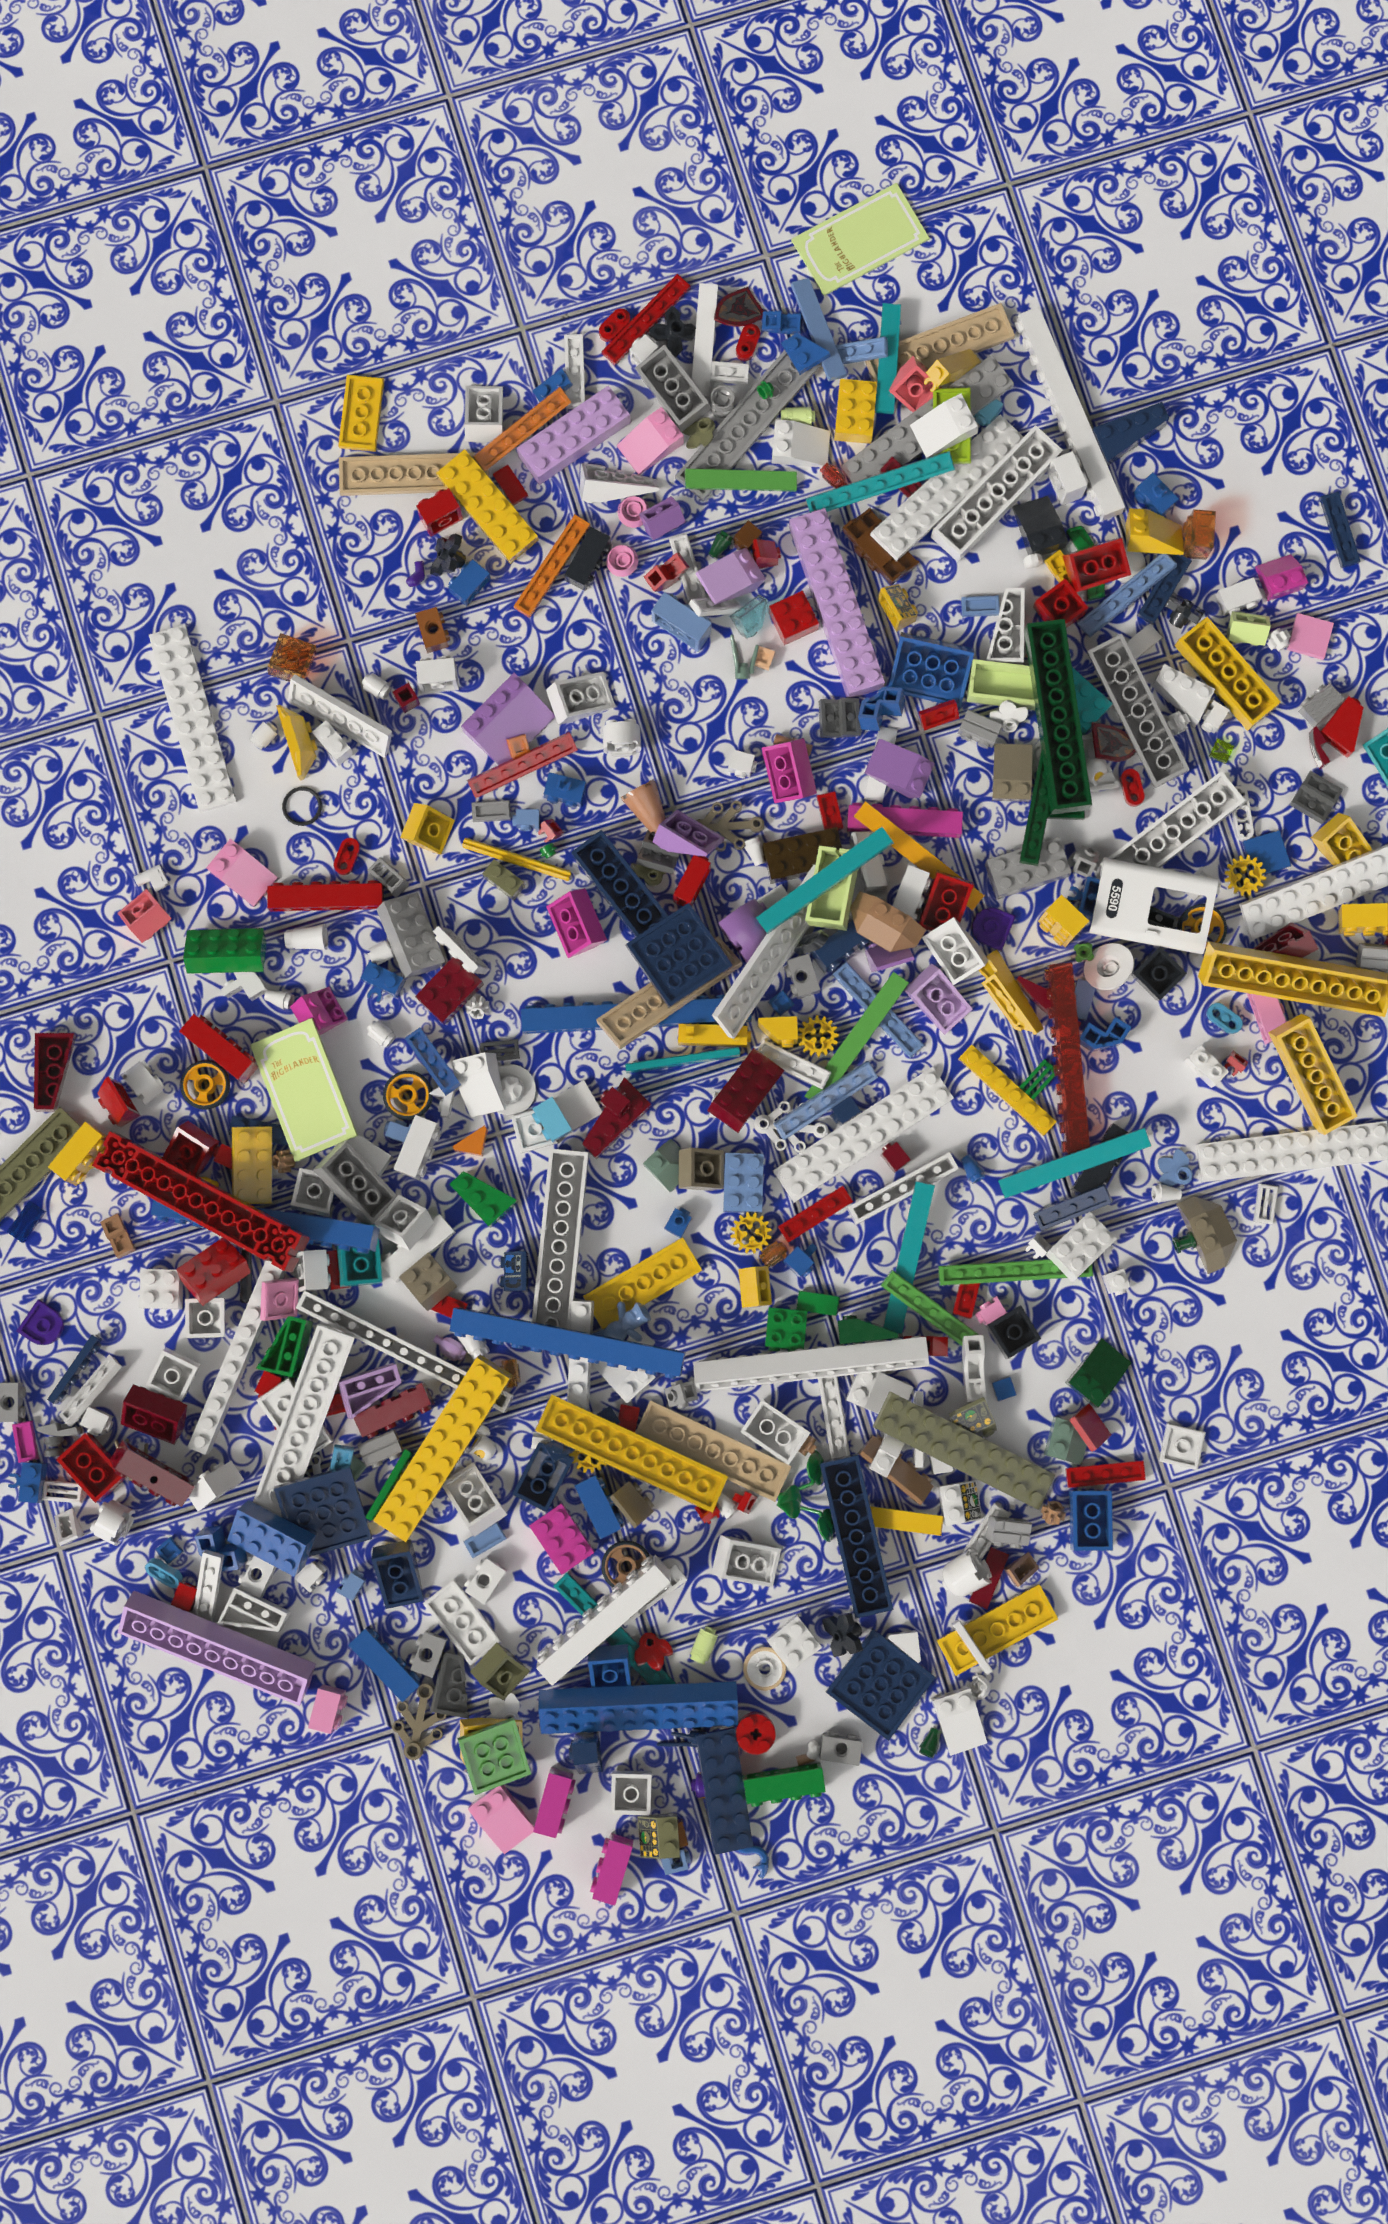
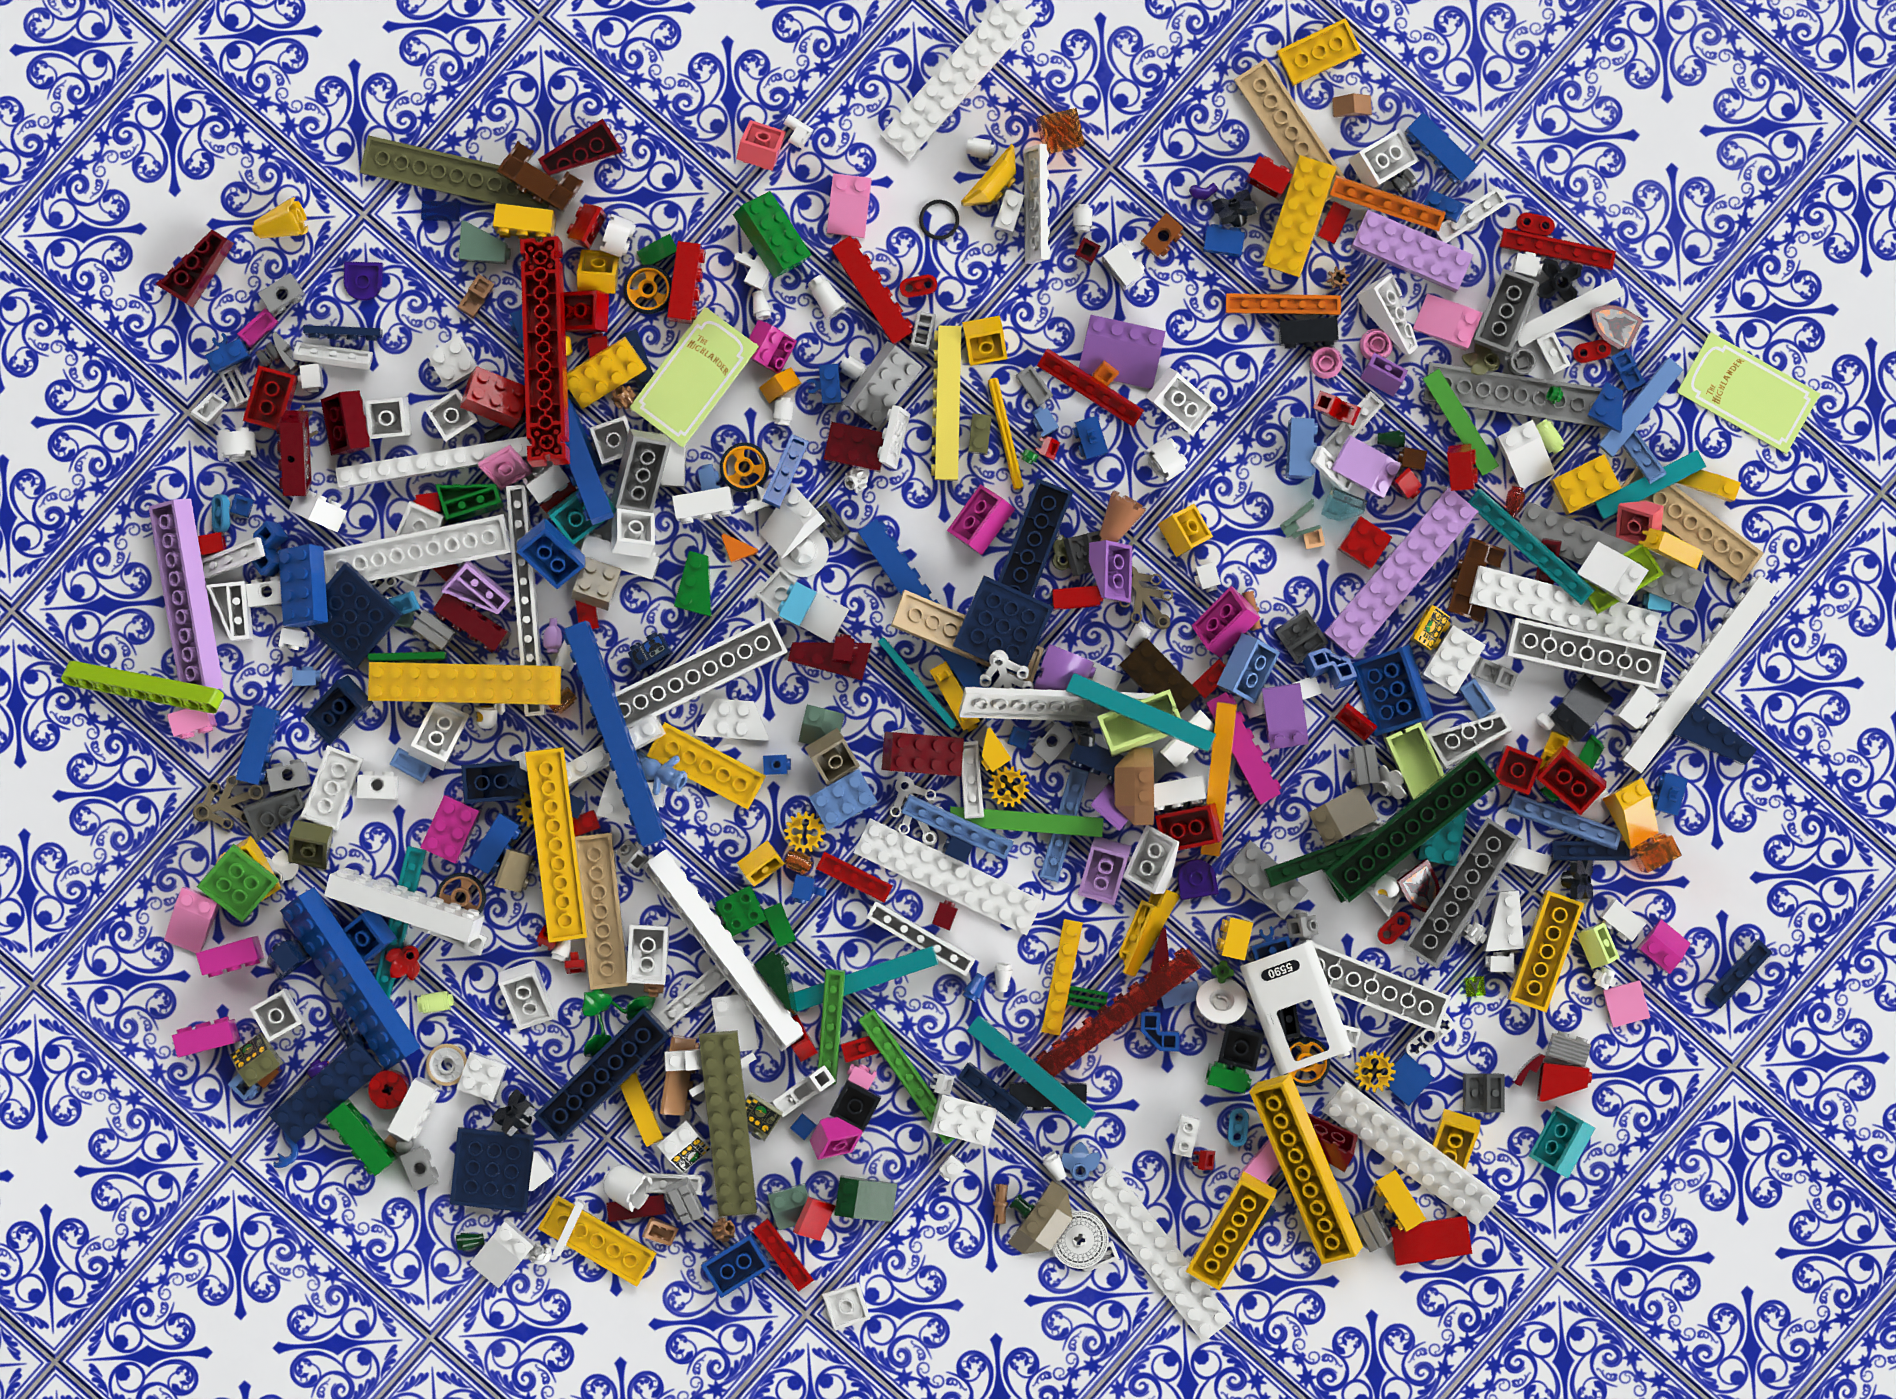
camera: 60 degrees right, 5 degrees up
(53, 1122) = (537, 183): none -> reddish brown bracket
(78, 1205) = (481, 246): none -> sand green slope
(162, 1118) = (597, 271): none -> yellow slope
(177, 1057) = (657, 250): none -> green slope
(270, 1735) = (142, 687): none -> lime beam
(356, 1023) = (779, 385): none -> light orange slope
(377, 1303) = (550, 553): none -> blue brick
(422, 413) = (1352, 105): none -> medium nougat slope
(460, 891) = (948, 403): none -> light yellow brick
(503, 362) = (1440, 148): none -> blue brick
(512, 407) = (1404, 182): none -> dark grey wheel
(555, 505) = (1341, 273): none -> medium nougat gear
(618, 1236) = (733, 720): none -> white wing
(691, 759) = (1185, 530): none -> yellow slope
(724, 980) = (1005, 678): none -> white plant
(779, 498) = (1461, 467): none -> red brick
(787, 1720) = (414, 1109): none -> white brick
(840, 774) = (1248, 668): none -> medium blue brick
(920, 309) = (1712, 484): none -> yellow slope
(936, 604) = (1453, 659): none -> white brick
(968, 578) = (1495, 674): none -> light grey slope
(976, 1139) = (1002, 976): none -> white cone
(1030, 1367) = (834, 1138): none -> dark pink slope
(1171, 1259) = (1000, 1204): none -> medium nougat pin
(1182, 996) = (1227, 1078): none -> green brick
(1257, 1204) = (1088, 1252): none -> white piece

